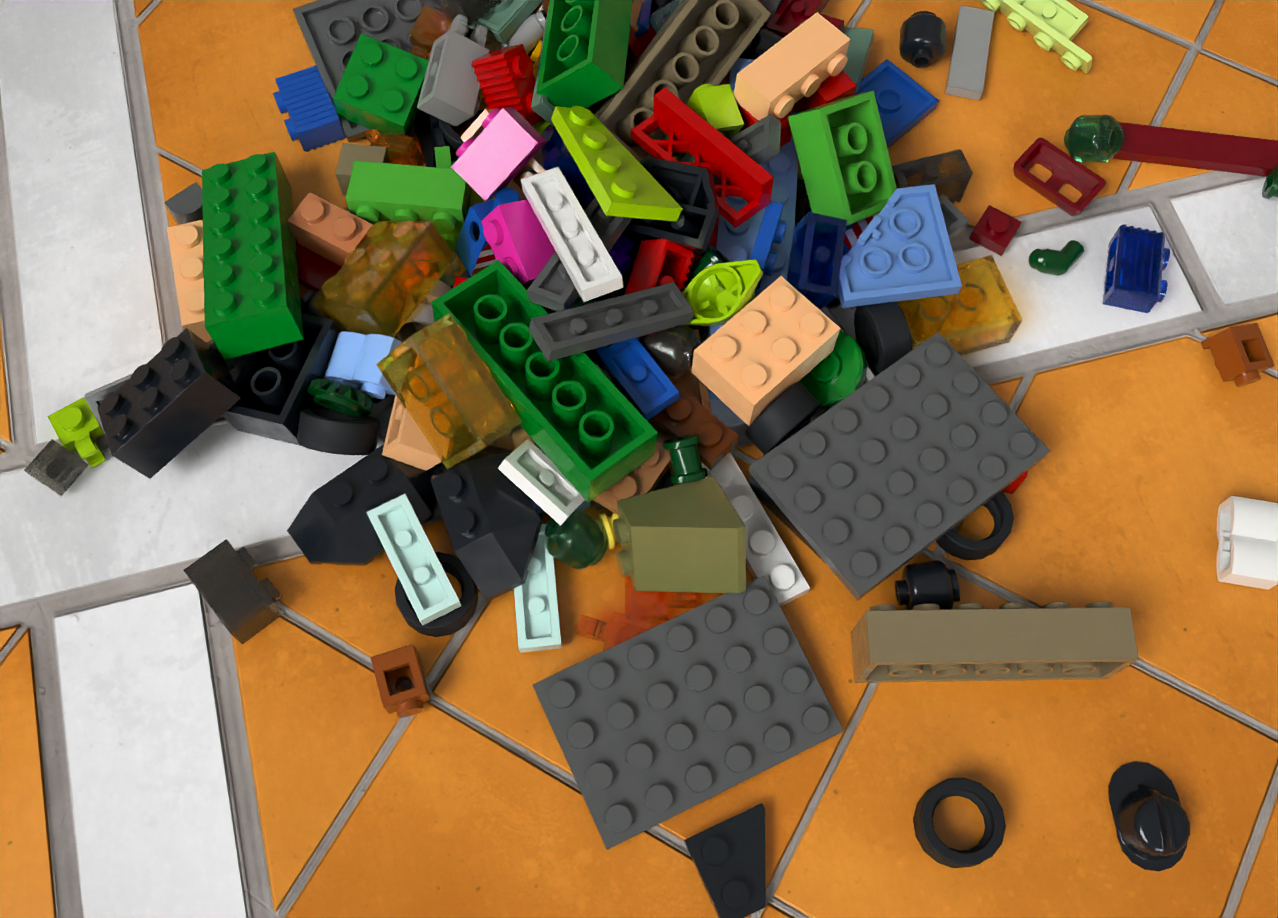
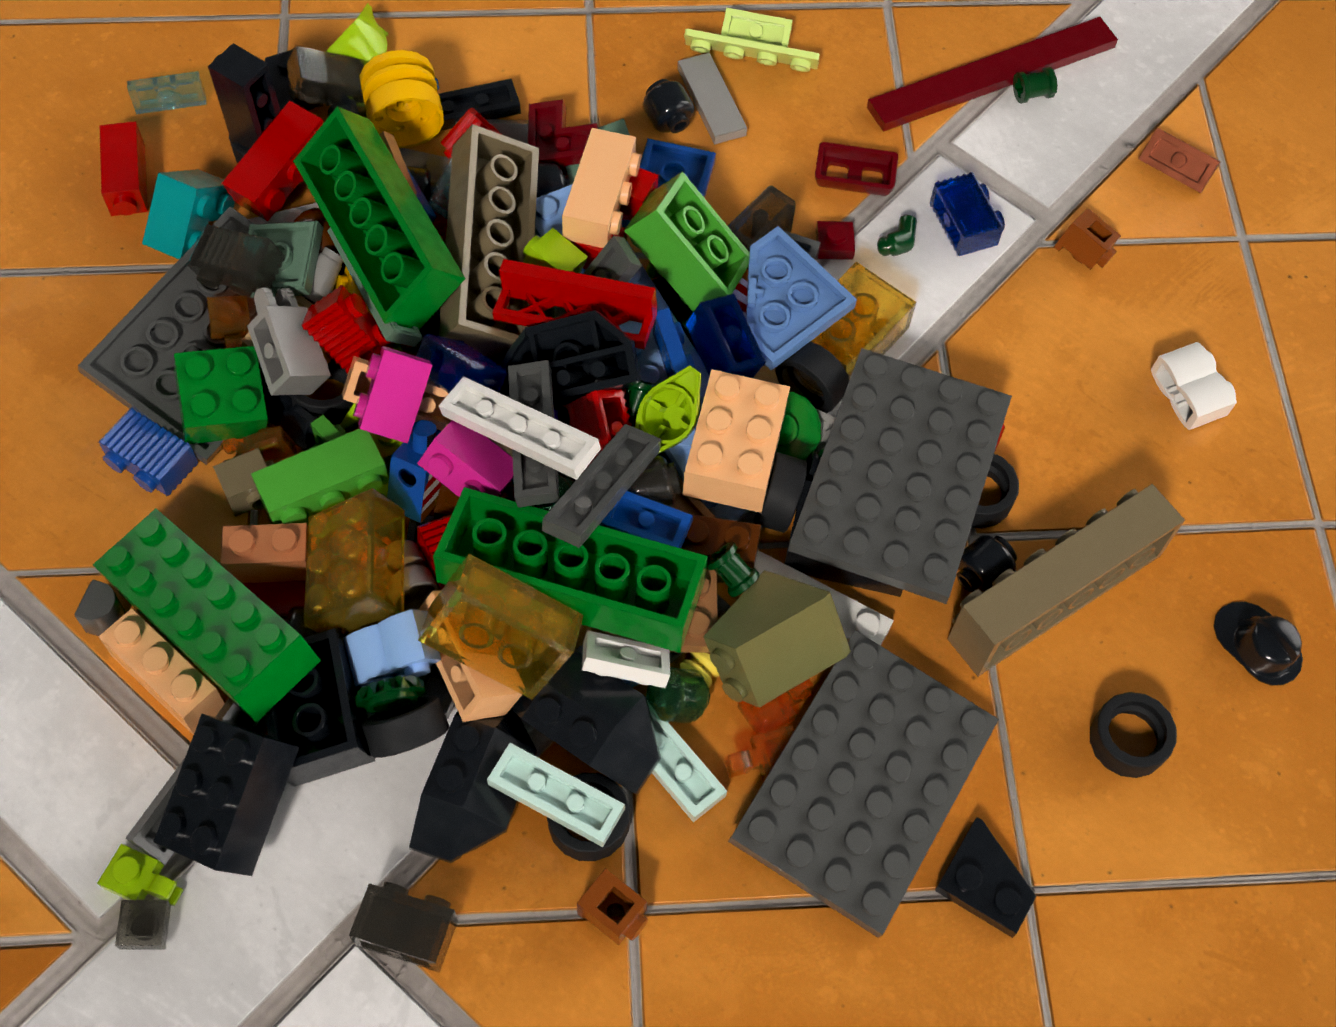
camera: 35 degrees left, 5 degrees down
(611, 170) = (513, 355): lime wing -> none
(1094, 138) = (864, 121): clear green head -> none

